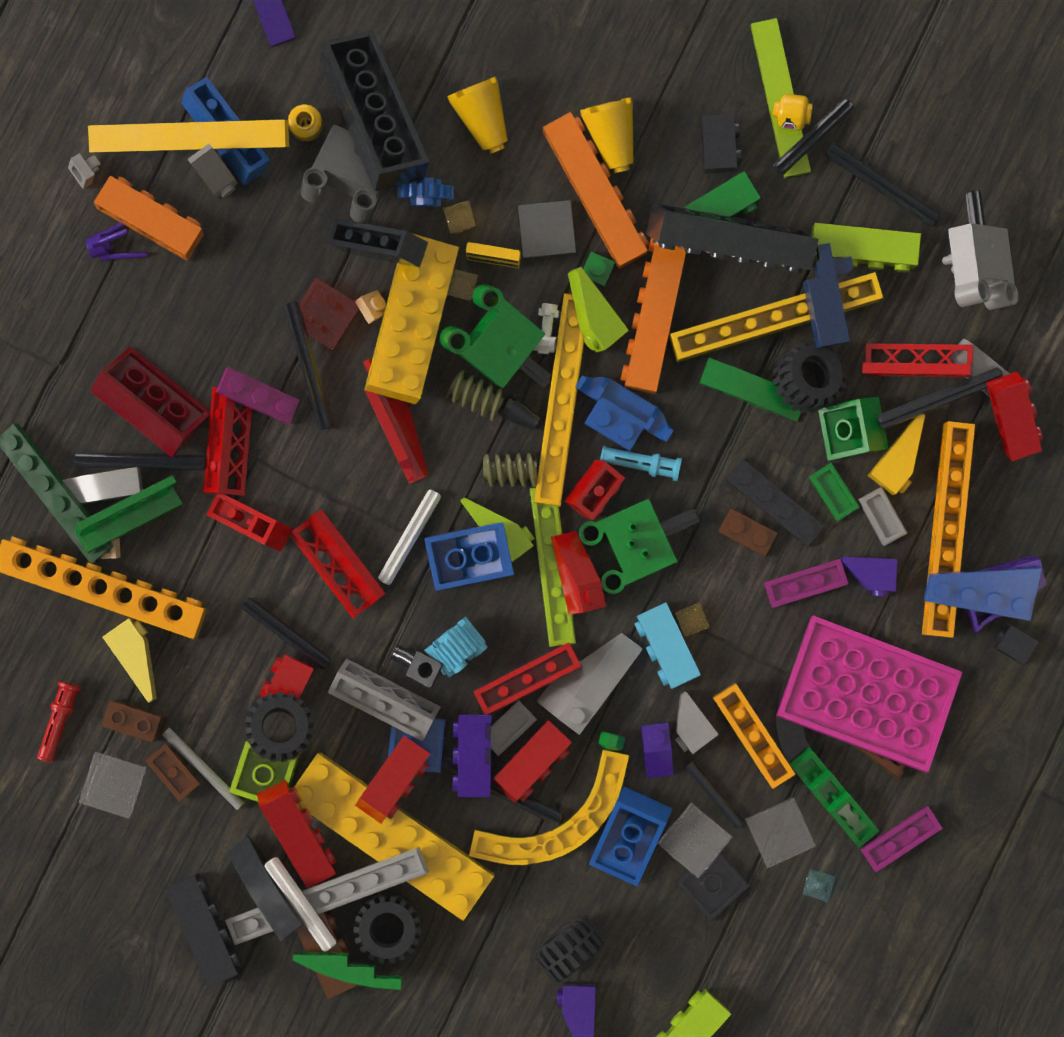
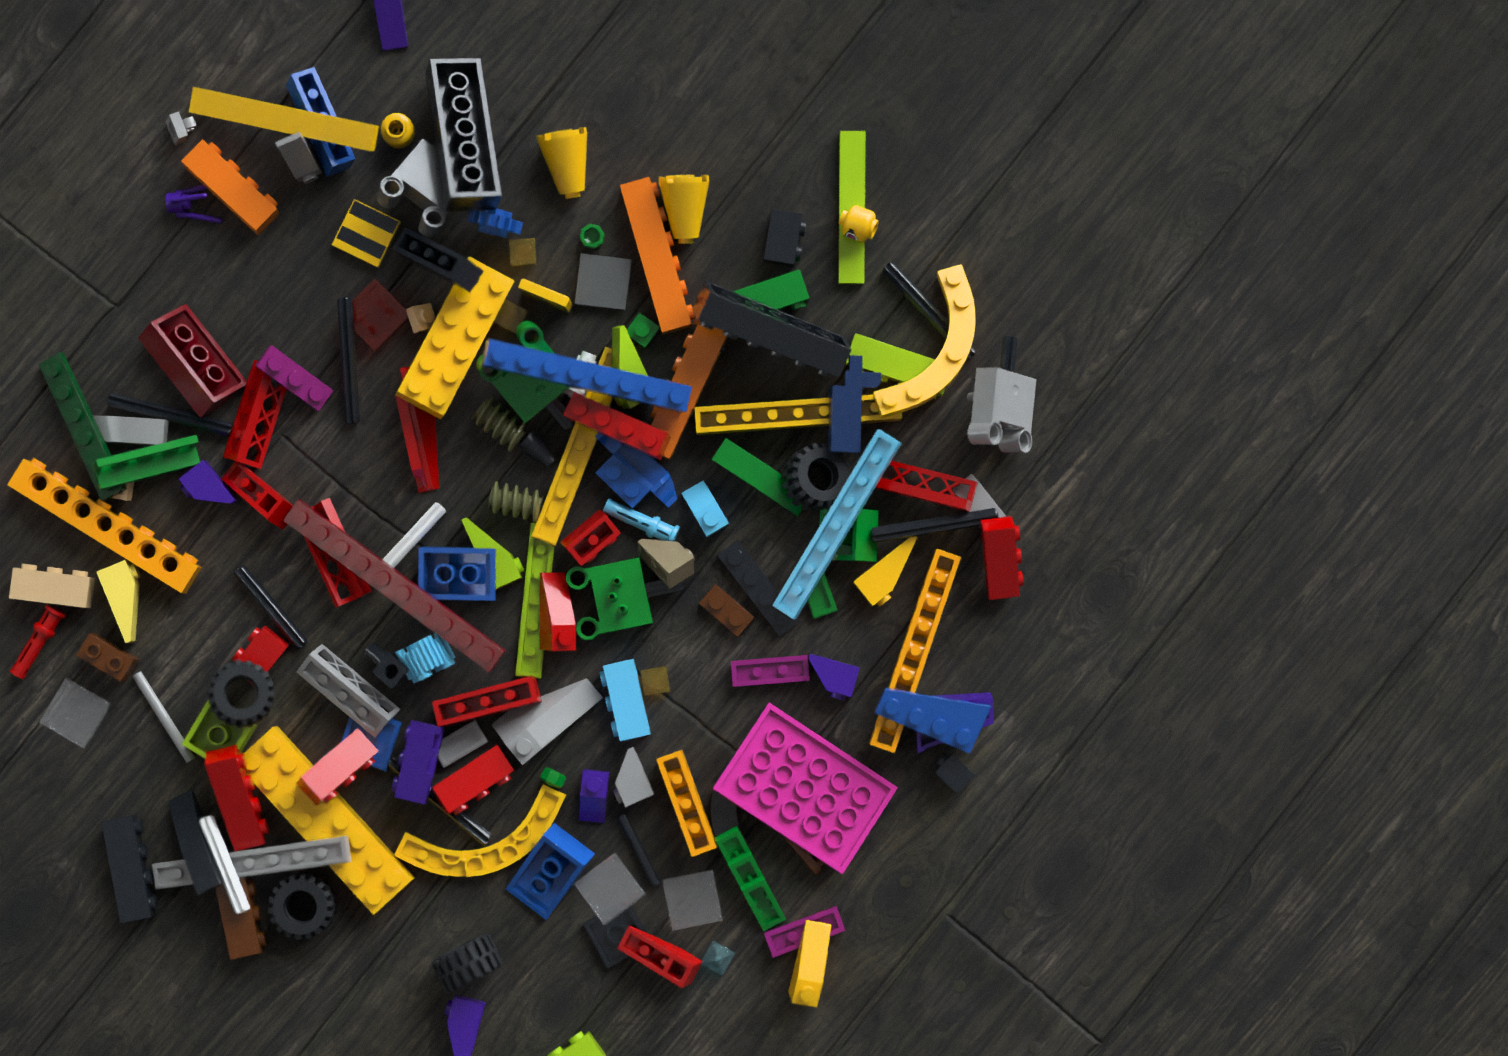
camera: 10 degrees right, 0 degrees up
(60, 662) = (52, 586): none -> tan brick
(173, 772) = (134, 713): reddish brown plate -> none
(193, 525) = (206, 485): none -> dark purple slope
(296, 234) = (366, 233): none -> tile
(338, 967) = (247, 932): green slope -> none
(408, 582) = (394, 585): none -> dark red plate
(525, 186) = (592, 236): none -> green tile
(556, 326) = (586, 376): none -> blue brick
(597, 370) = (617, 426): none -> red brick
(677, 495) = (667, 560): none -> dark tan slope
(703, 434) = (705, 508): none -> medium azure slope
(762, 897) = (660, 956): none -> red slope
(812, 137) = (873, 251): black axle -> none
(842, 419) = (836, 524): none -> medium azure plate
(882, 516) = (857, 623): light grey tile -> none
(916, 871) = (810, 964): none -> yellow slope
(918, 225) = (952, 356): none -> yellow plate

